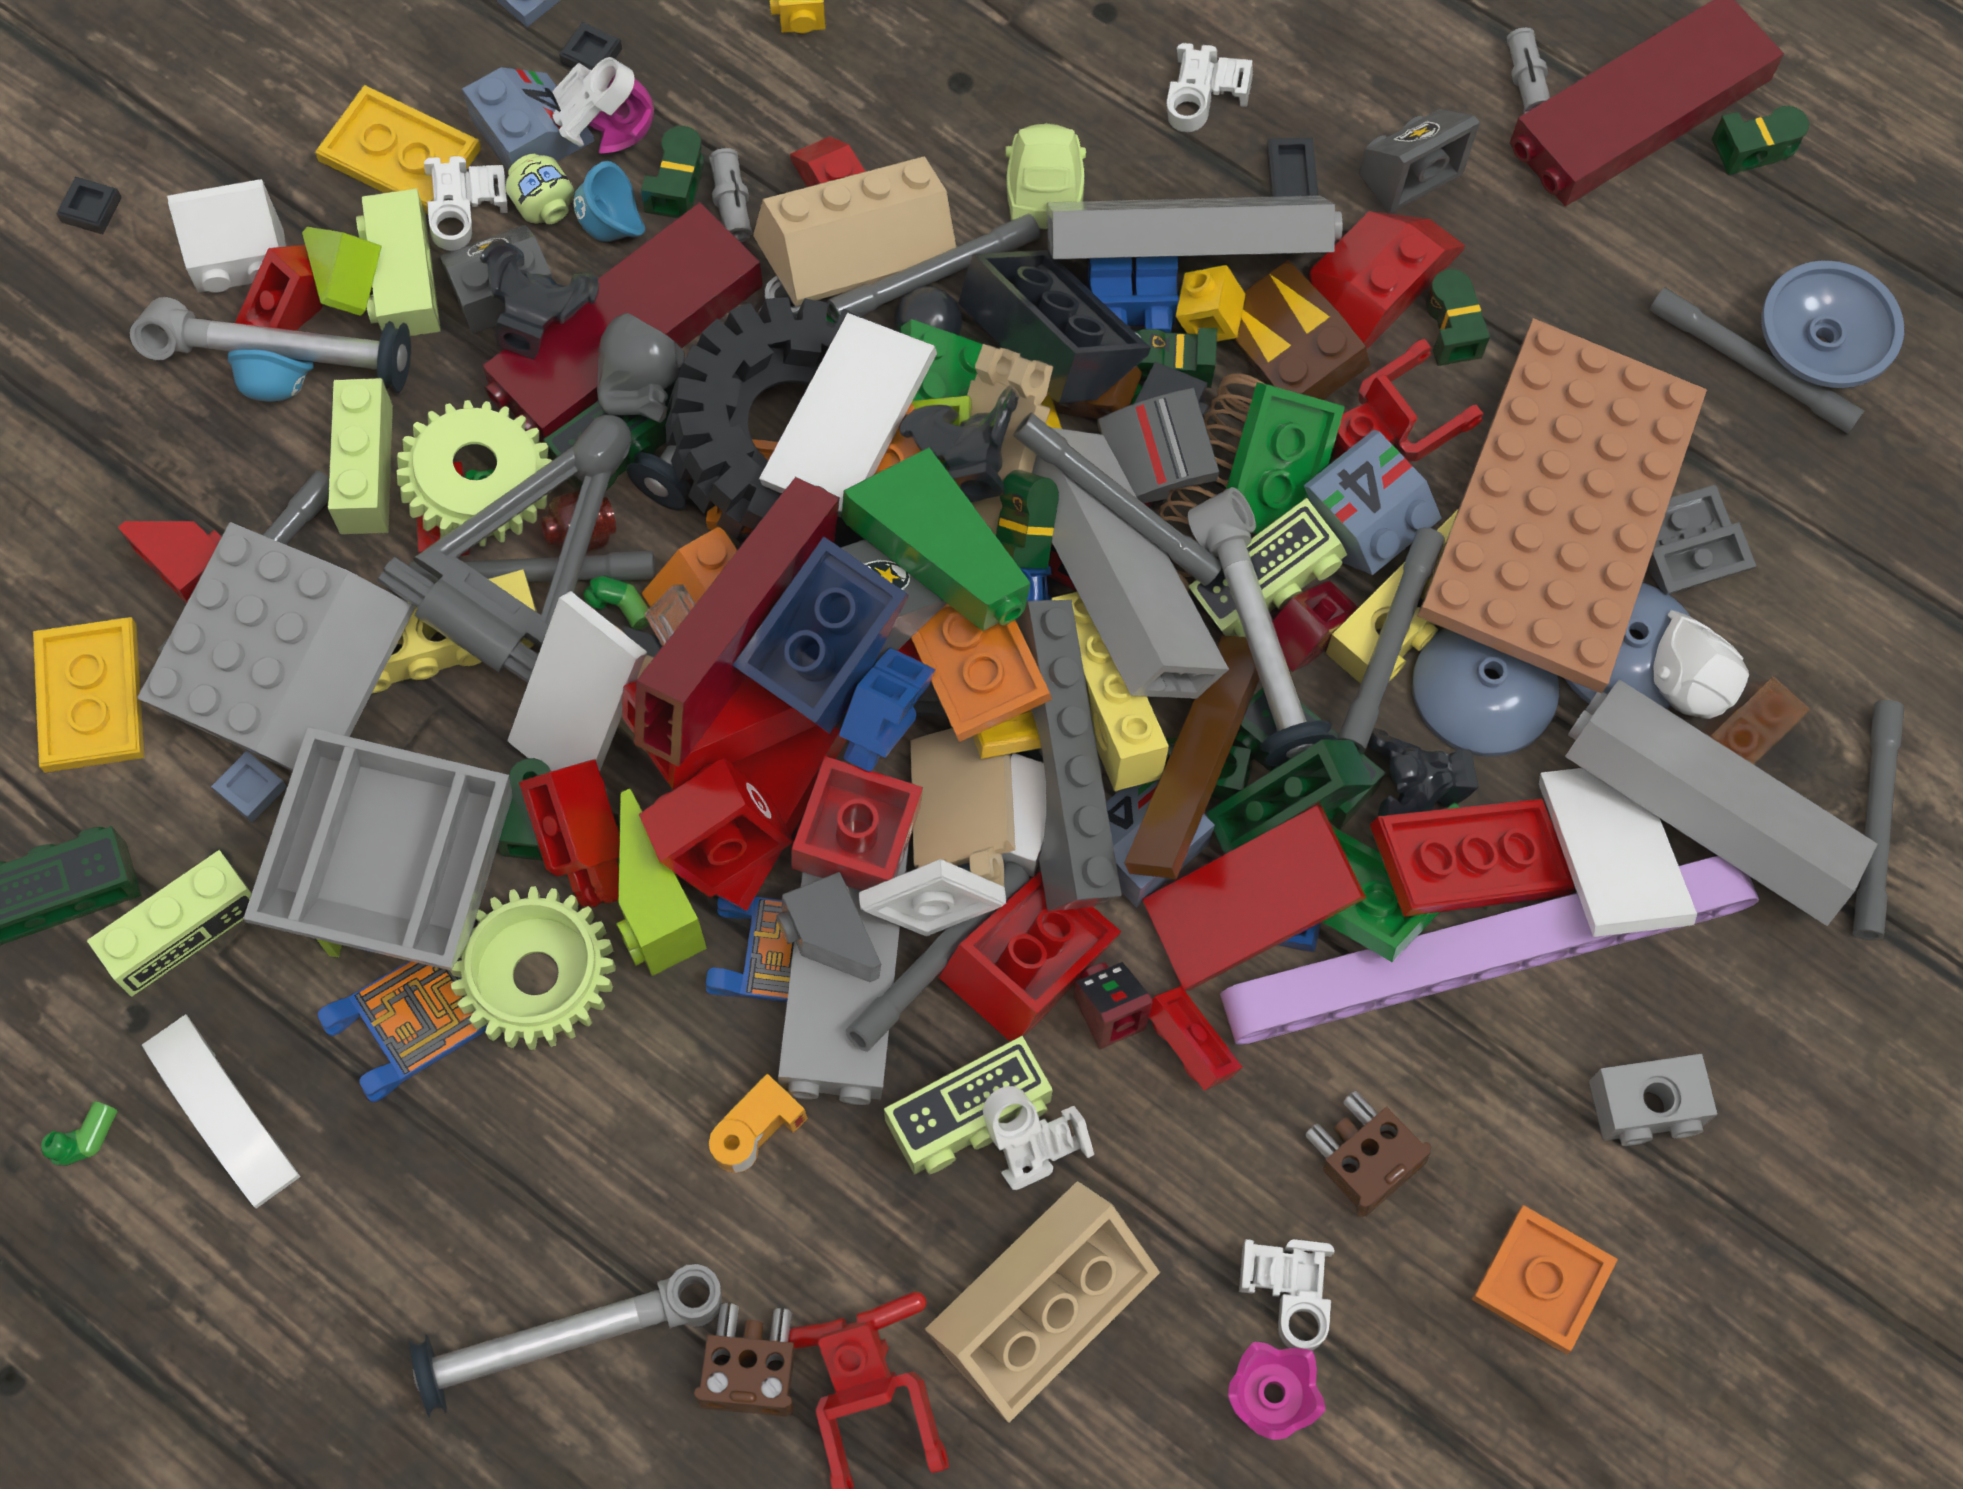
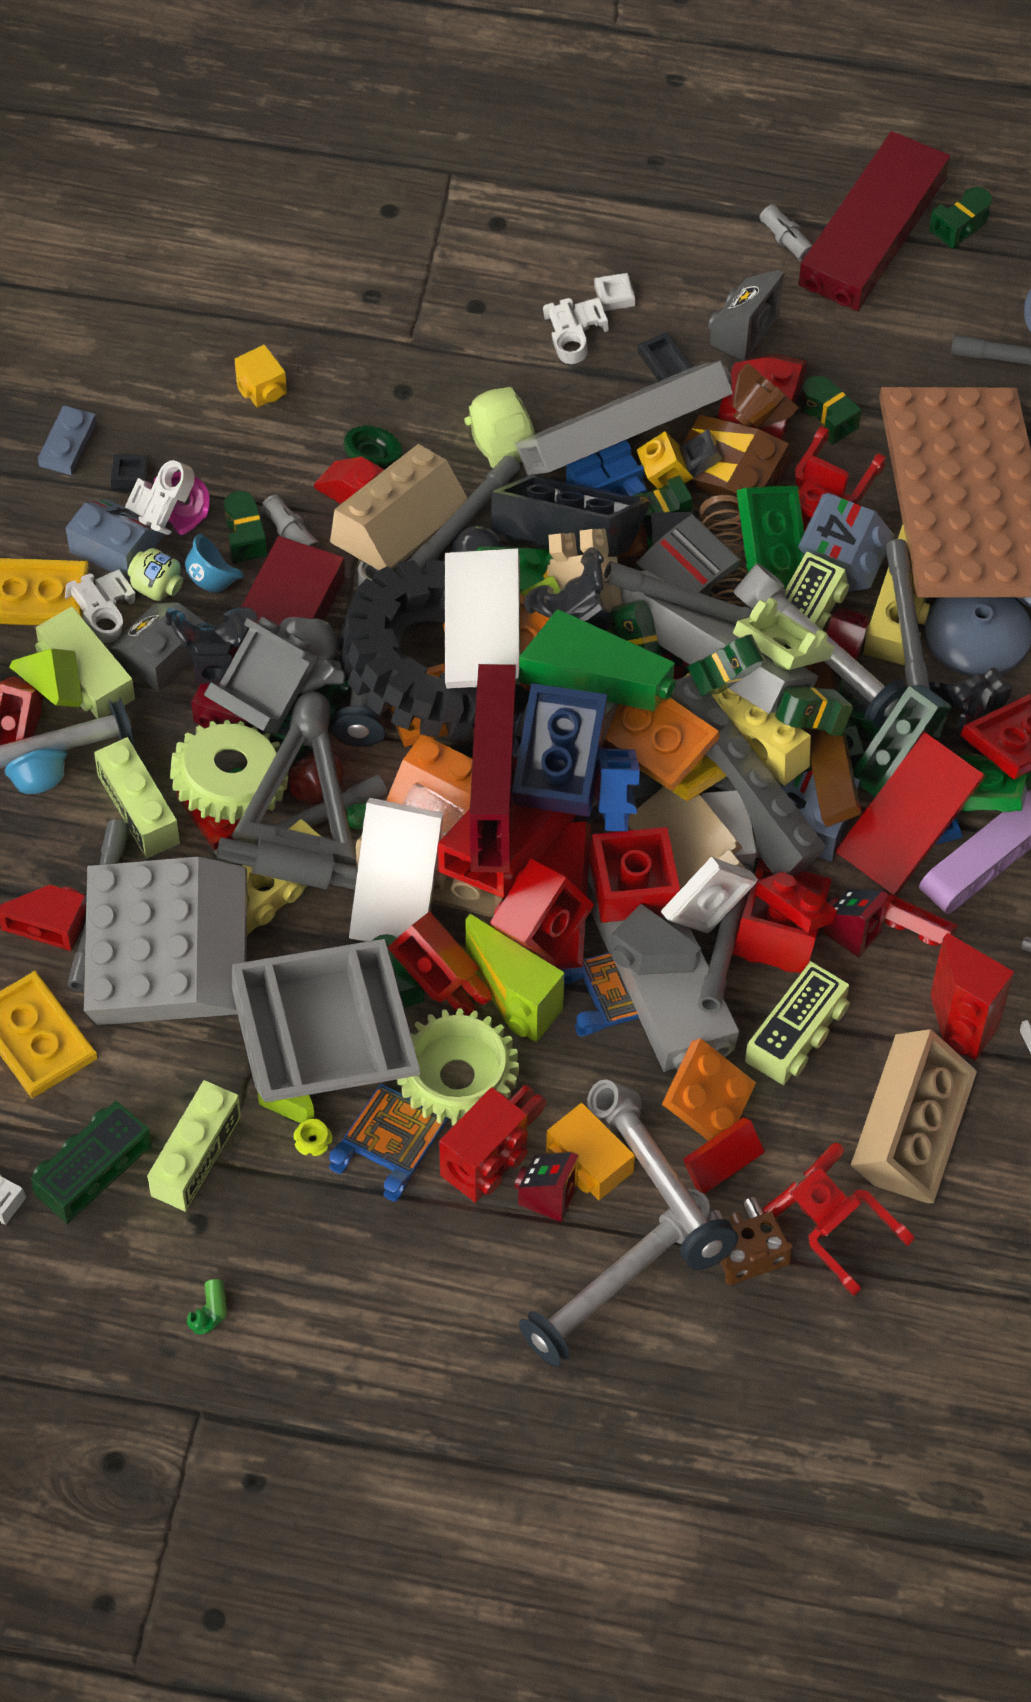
camera: 25 degrees left, 10 degrees down
(220, 1111) = (297, 1247): white slope -> none
(249, 786) = (189, 1041): sand blue plate -> none
(317, 963) = (311, 1128): none -> neon yellow plate
(507, 1085) = (488, 1141): none -> red brick
(547, 1175) = (548, 1184): none -> dark red slope
(563, 375) = (264, 675): none -> panel
(623, 1154) = (602, 1156): none -> light orange brick
(686, 1117) = (706, 1240): none -> piece
(751, 1122) = (655, 1116): light orange leg -> none
(781, 1237) = (723, 1155): none -> red tile
(805, 1149) = (708, 1091): none -> orange plate
(878, 136) = (373, 444): none -> dark green hat
(1032, 1141) = (851, 1021): white piece -> none
(1043, 951) = (795, 901): none -> red plate
(1102, 612) = (726, 666): none -> dark green leg
(1187, 1186) = (968, 996): none -> red slope
(1192, 713) = (814, 709): none -> dark green leg
(1213, 587) = (774, 630): none -> yellowish green piece
(1258, 311) = (701, 453): none -> black tile
(1278, 61) = (614, 291): none -> white tile
(1358, 275) = (759, 400): none -> reddish brown brick

